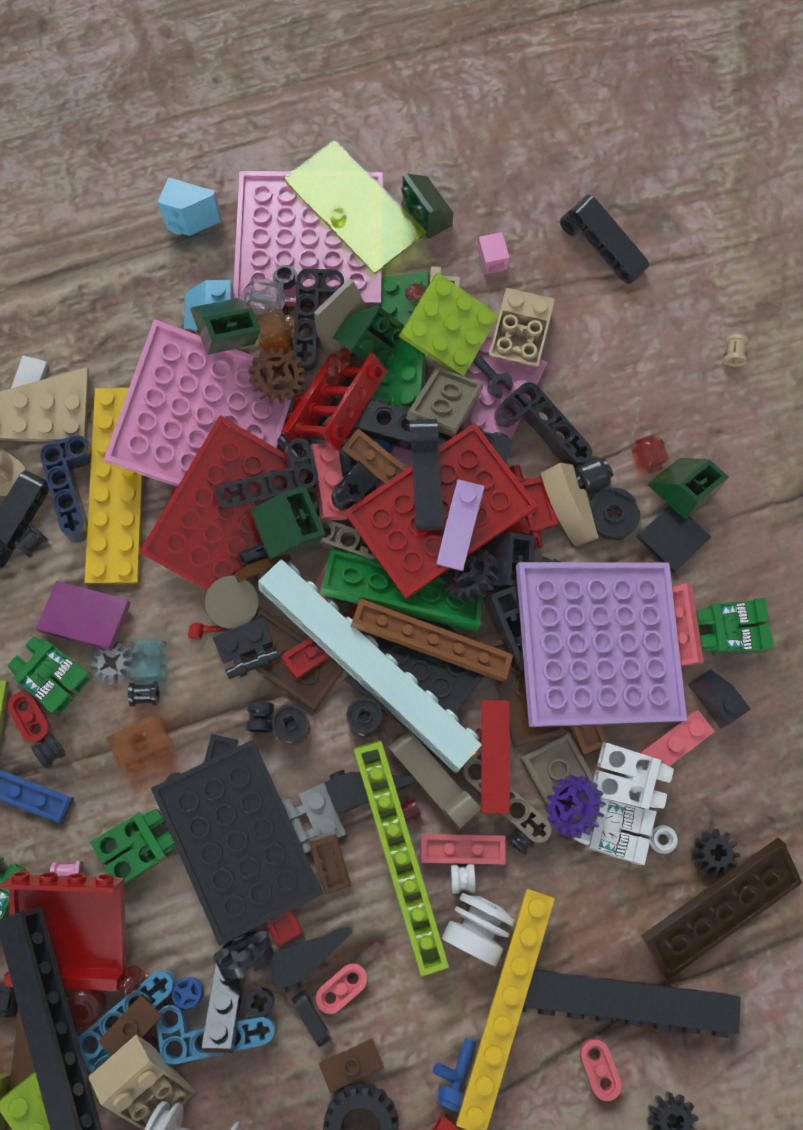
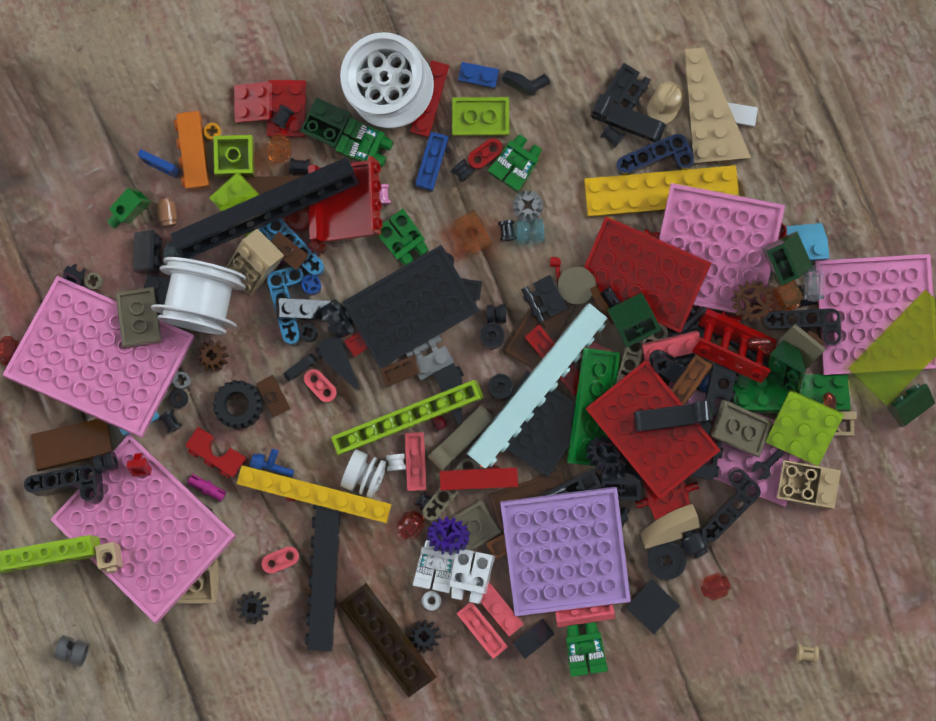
camera: 90 degrees right, 10 degrees up
(83, 615) = (560, 181): magenta tile -> none
(188, 207) = (889, 217): medium azure slope -> none
(264, 481) = (665, 300): black beam -> none
(285, 271) = (843, 299): black plate -> none
(432, 640) = (557, 429): dark orange plate -> none
(460, 525) = (639, 443): lavender slope -> none
(493, 253) = (875, 460): bright pink panel -> none
(554, 862) = (410, 524): none -> clear red head
(606, 238) = (907, 533): black beam -> none
(688, 484) = (692, 614): dark green slope -> none
(706, 769) = (482, 630): none -> coral plate

